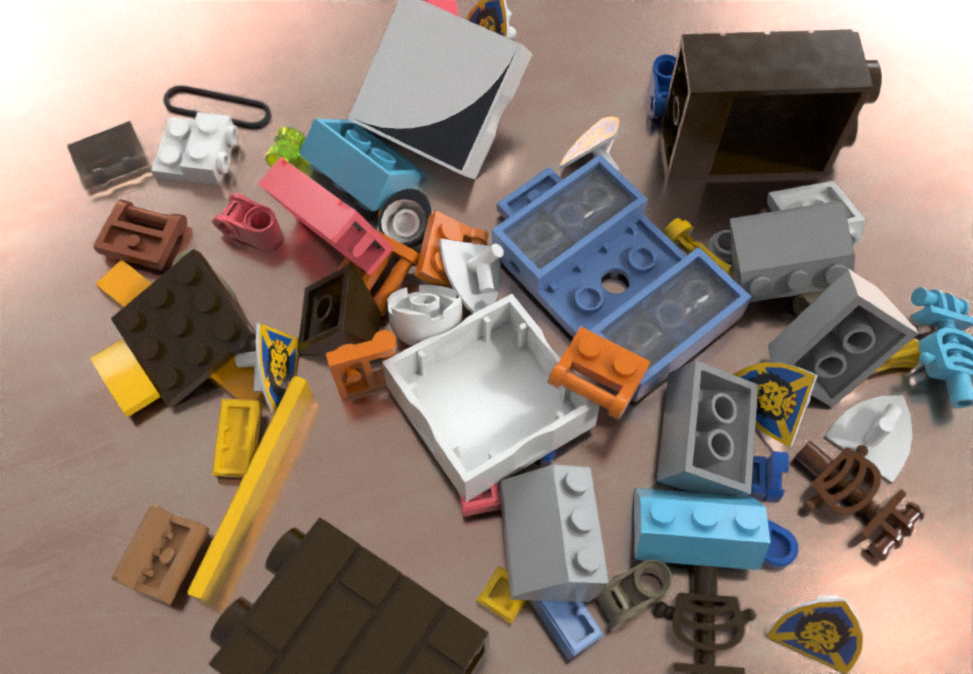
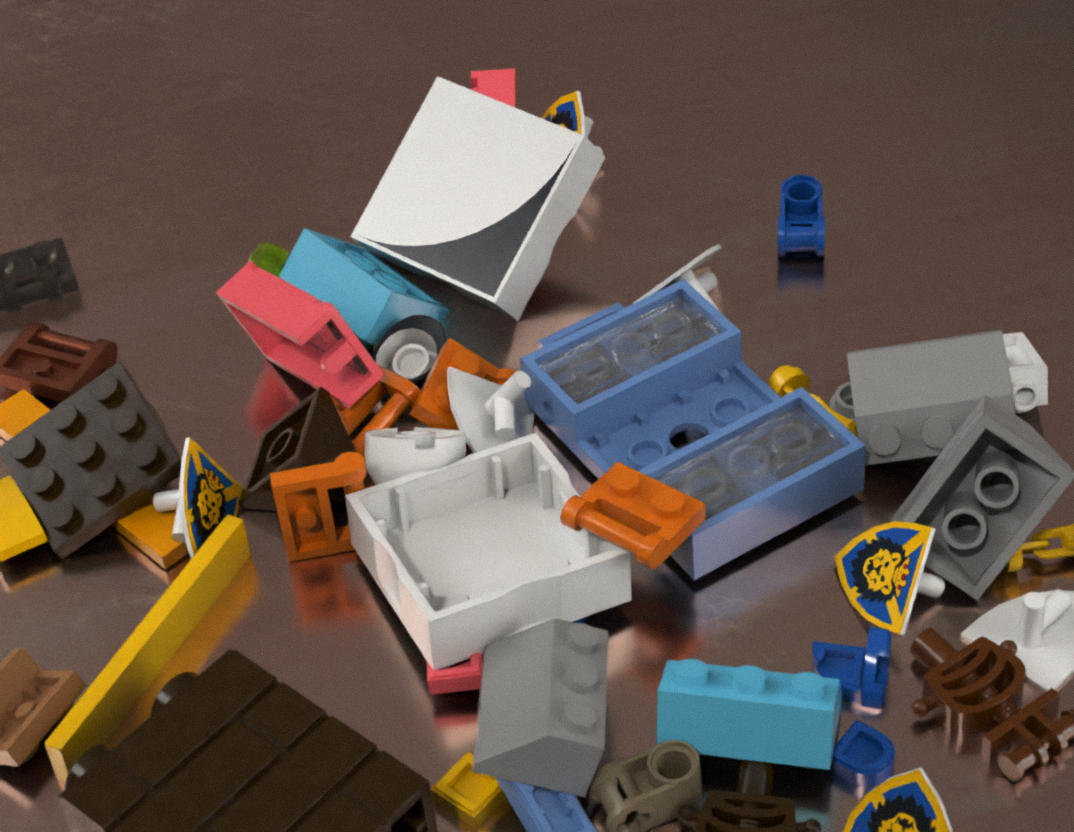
camera: 10 degrees right, 20 degrees down
(195, 149) = (144, 272): white plate -> none
(221, 95) = (219, 249): black piece -> none
(236, 437) = (140, 581): yellow plate -> none
(249, 223) = (200, 354): coral piece -> none
(708, 431) = (787, 600): light grey slope -> none
(765, 103) = (917, 224): dark brown brick -> none

